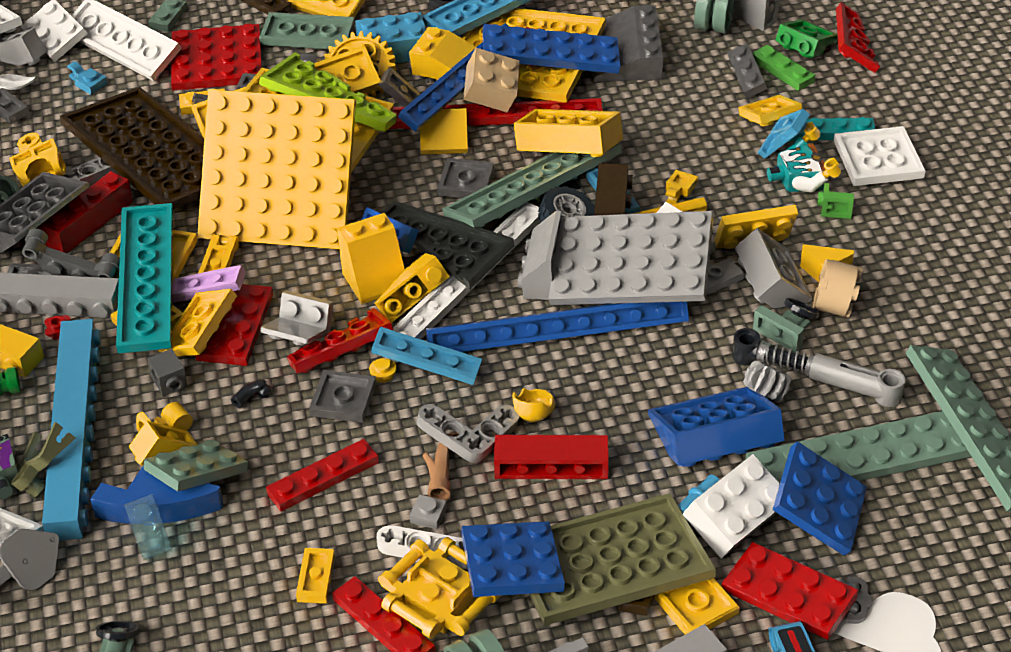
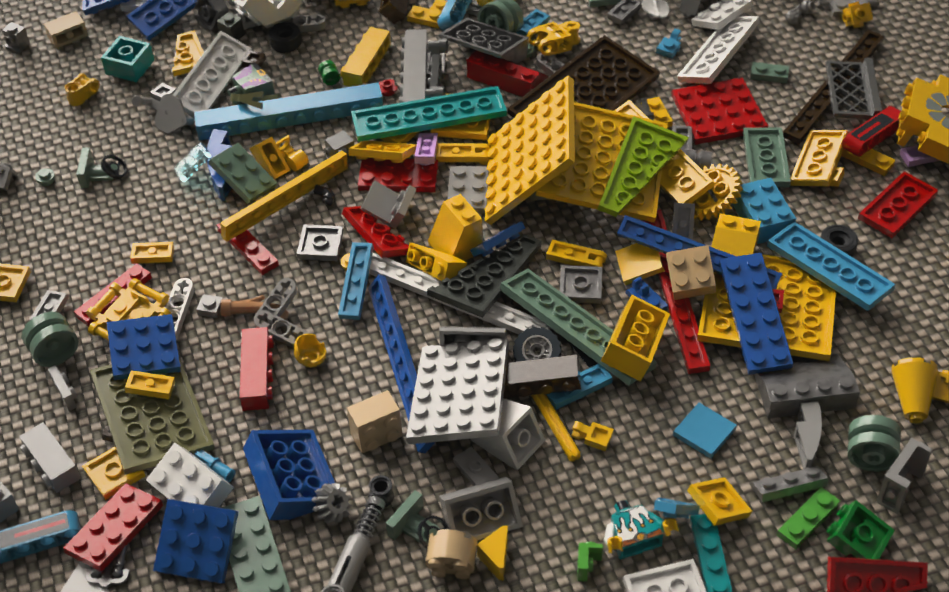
camera: 85 degrees right, 5 degrees up
(256, 424) = (283, 196): none -> yellow plate
(282, 261) = (471, 184): none -> light grey plate
(419, 180) = (575, 254): none -> yellow plate
(492, 137) = (644, 292): none -> blue plate
(581, 546) = (149, 384): none -> yellow plate
(658, 339) = (375, 421): none -> tan brick
(676, 116) = (704, 430): none -> dark azure tile
(694, 50) = (808, 432): none -> light grey slope
(774, 222) = (526, 486): yellow plate -> none

